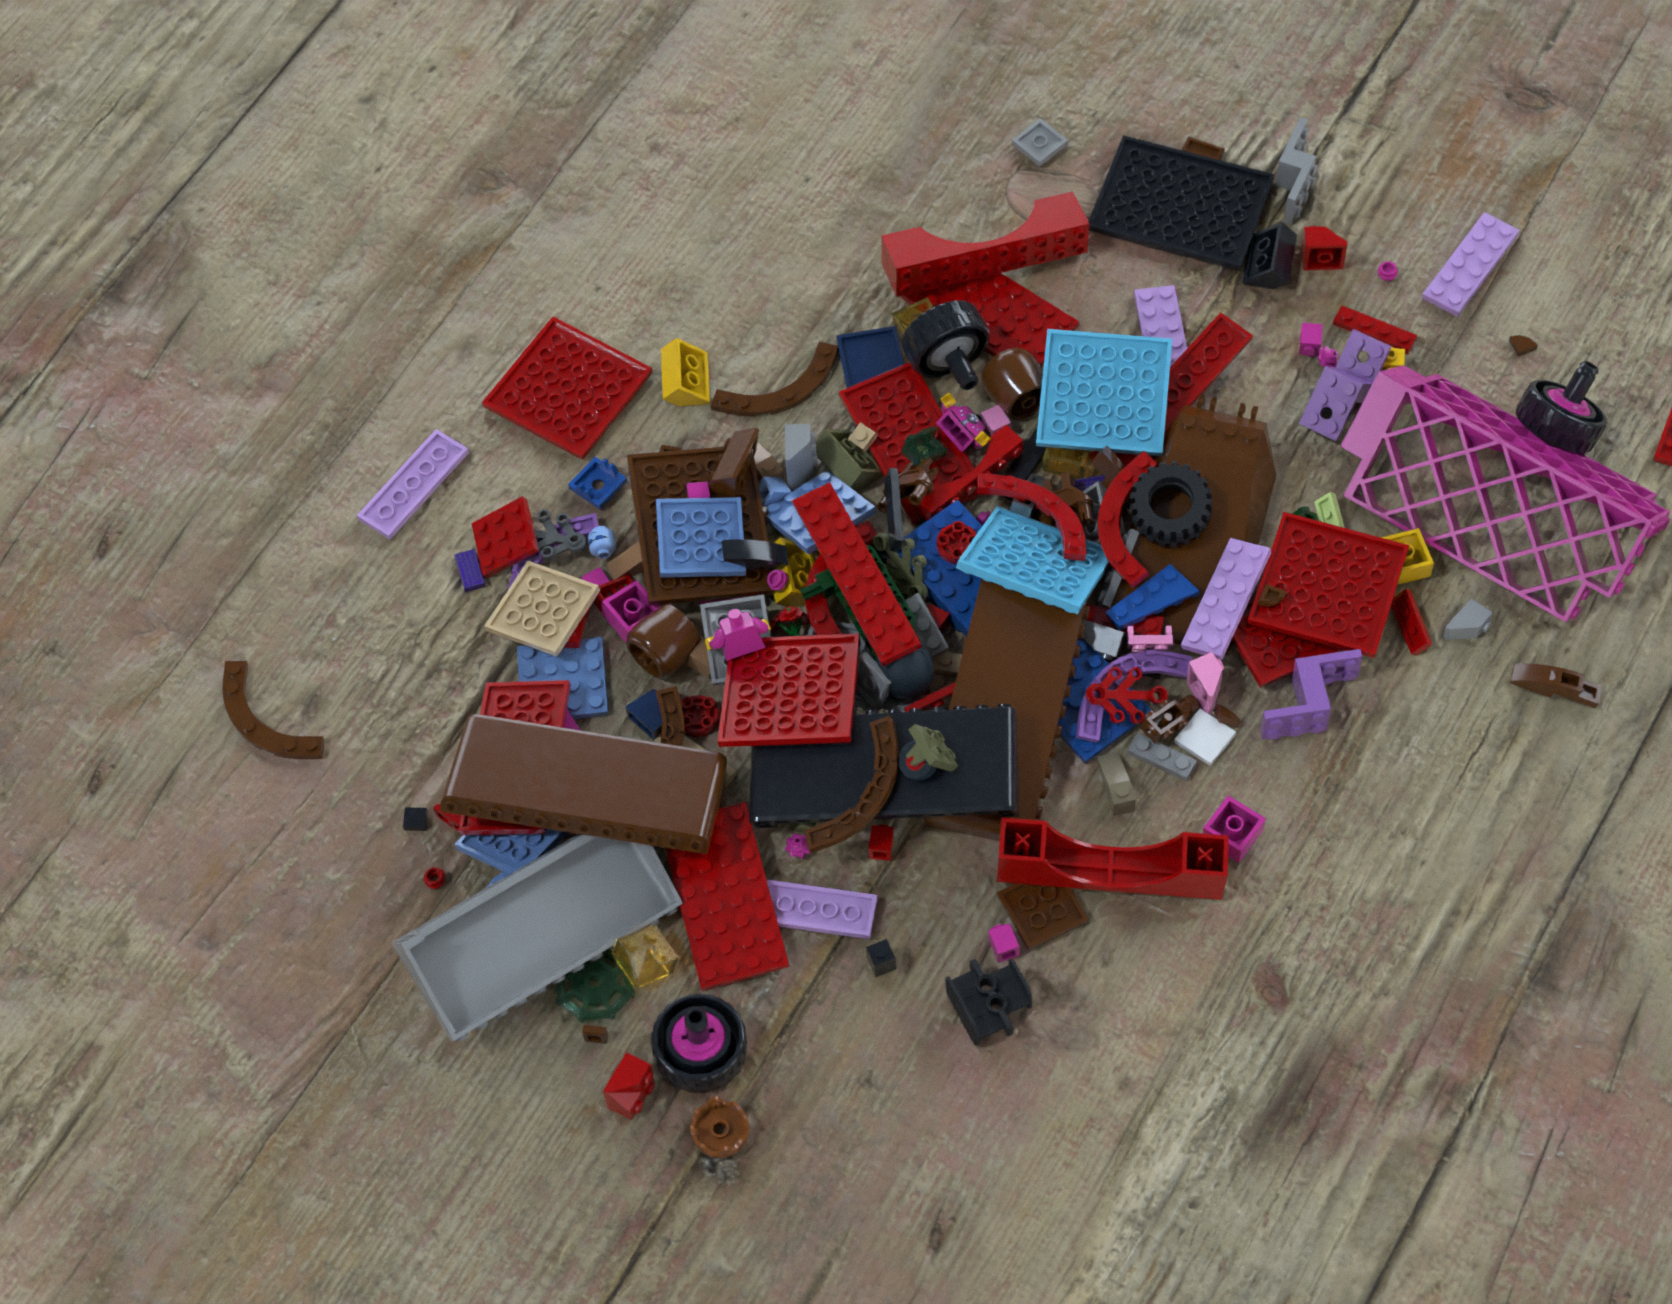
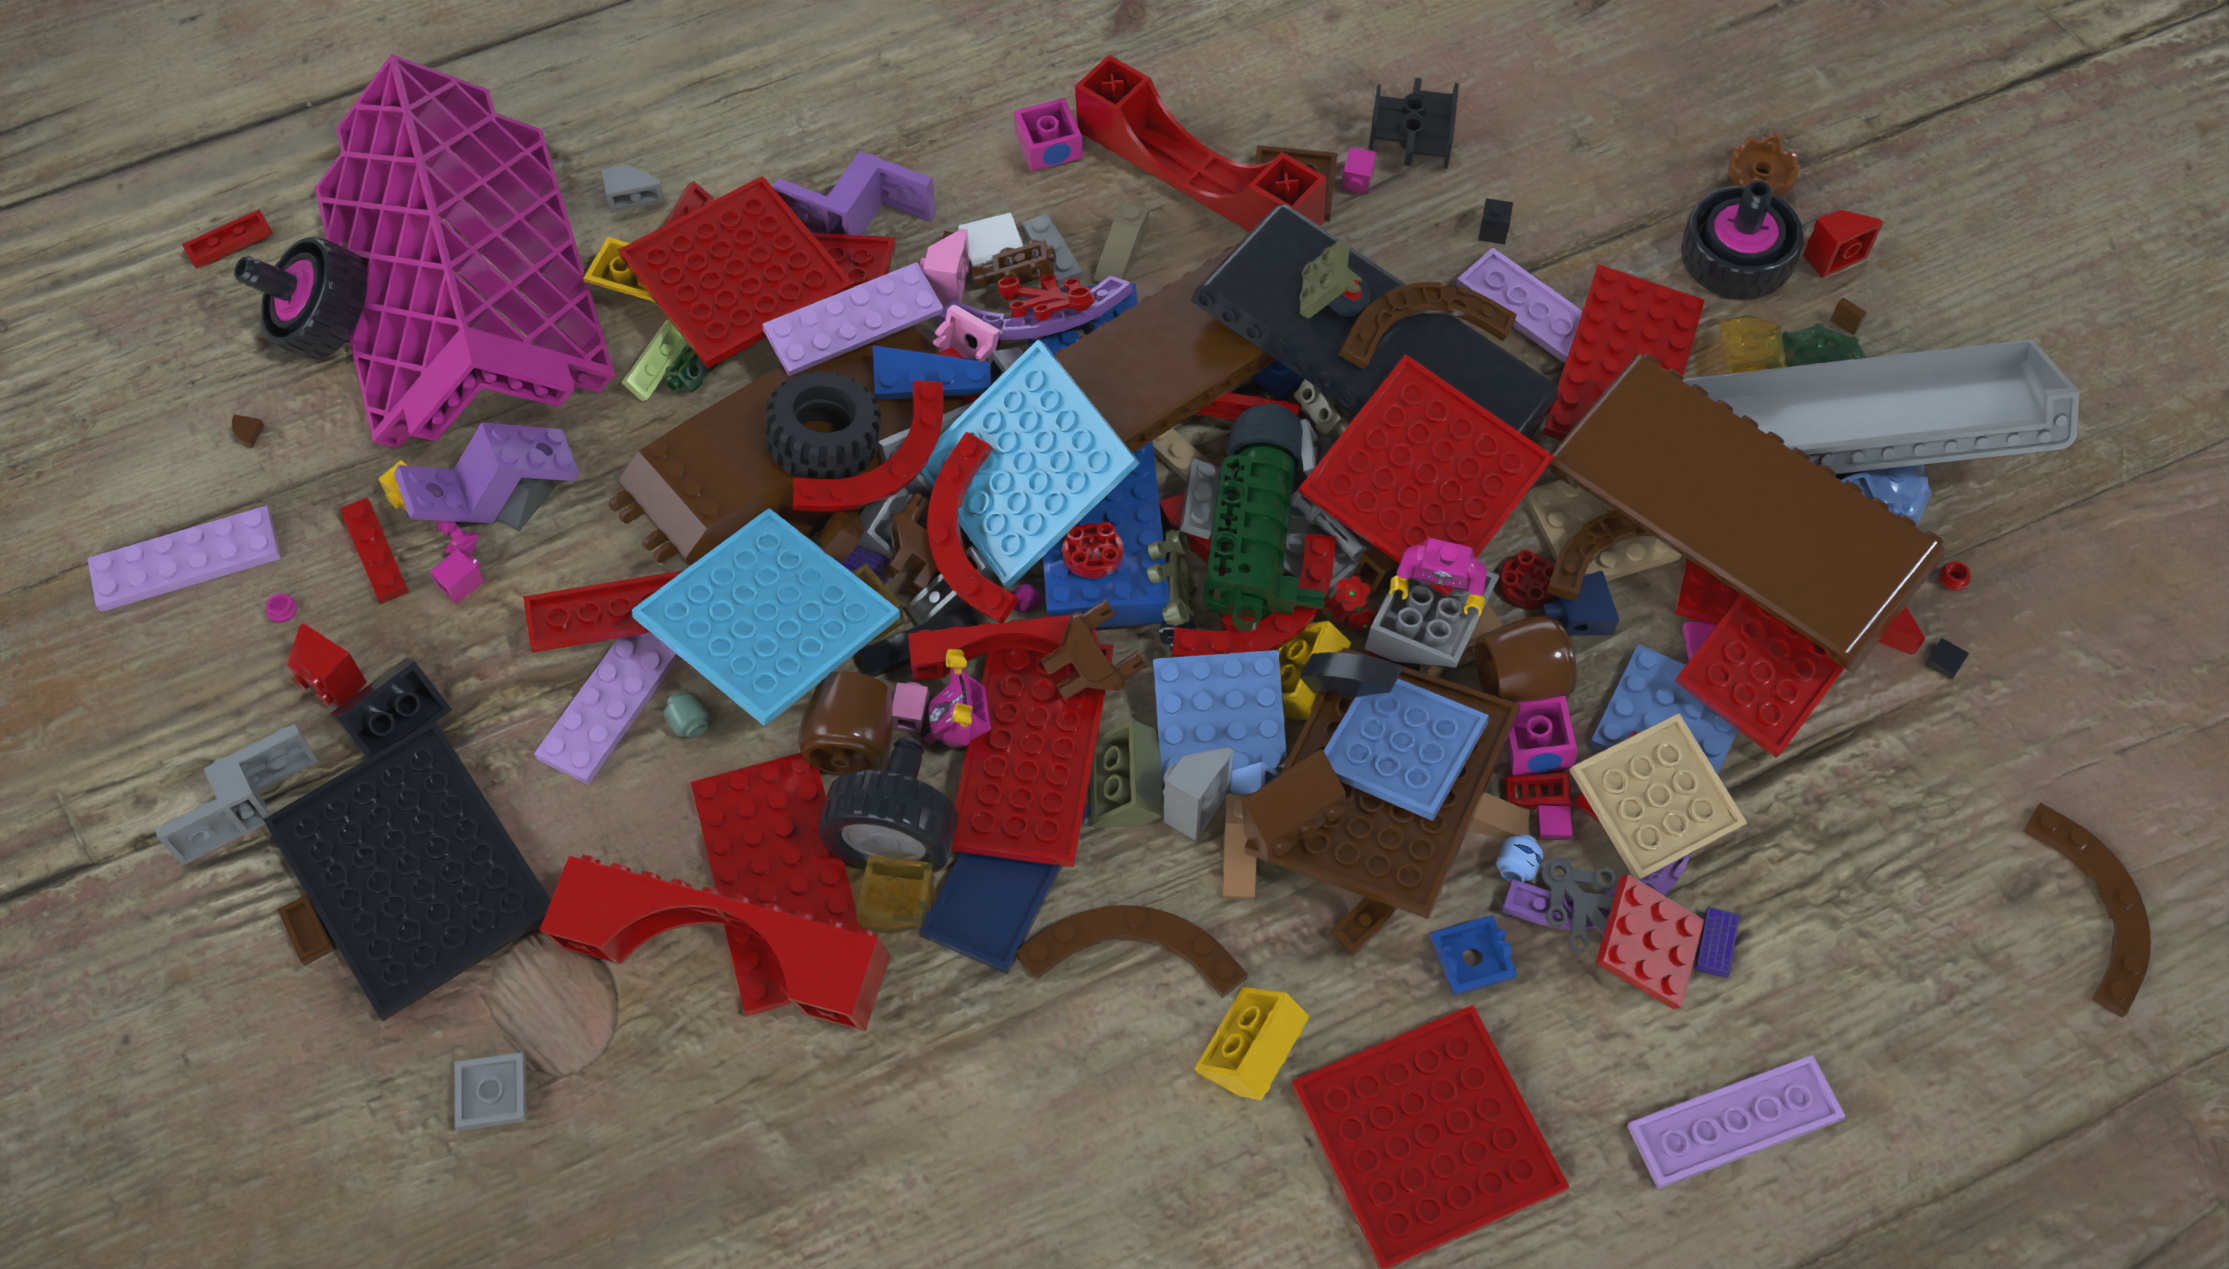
camera: 150 degrees left, 0 degrees up
(698, 490) = (1365, 807): dark pink tile -> none
(777, 580) = (1337, 642): dark pink plate -> none
(856, 574) = (1253, 553): red plate -> none
(862, 437) = (1091, 777): tan plate -> none
(893, 509) = (1139, 626): black tile -> none
(923, 446) = (1033, 701): clear green bracket -> none
(1271, 596) = (808, 284): reddish brown tile -> none
(1555, 680) = (615, 86): reddish brown slope -> none

